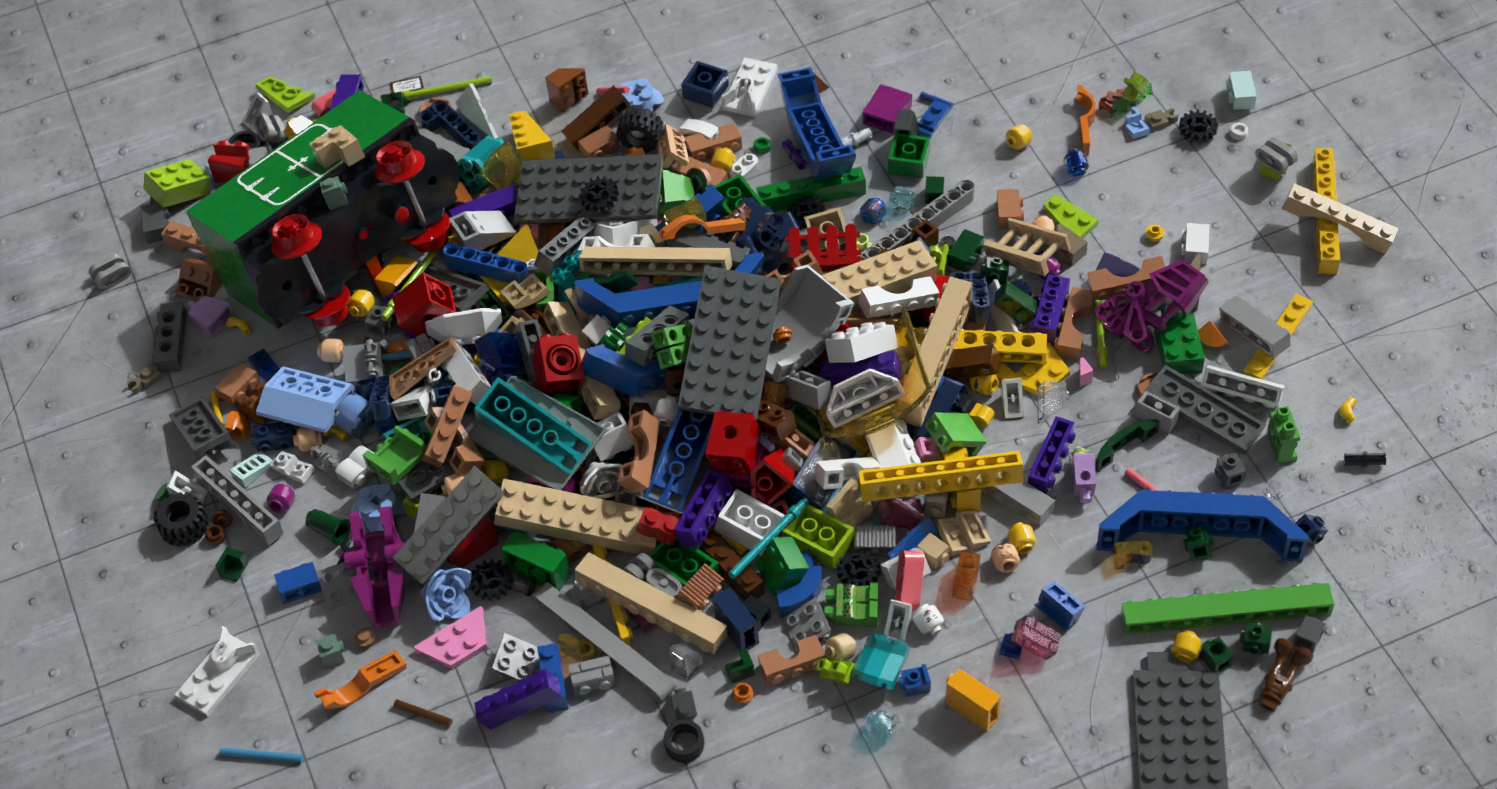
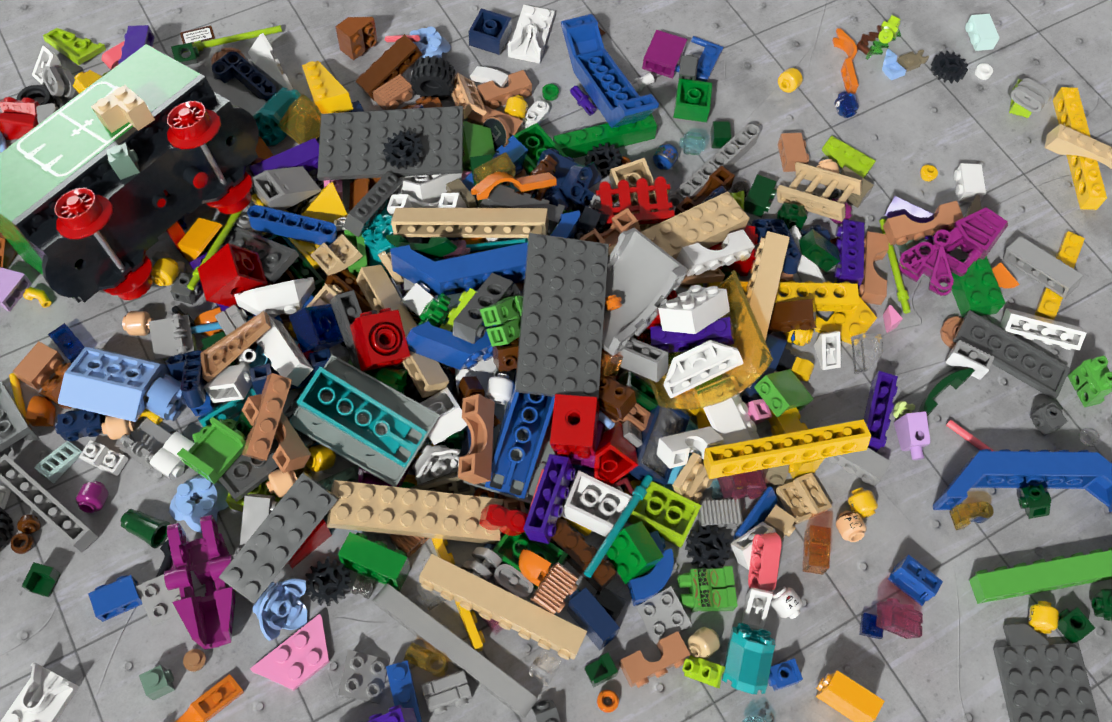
camera: 15 degrees left, 10 degrees up
(683, 568) = (533, 567): none -> orange brick

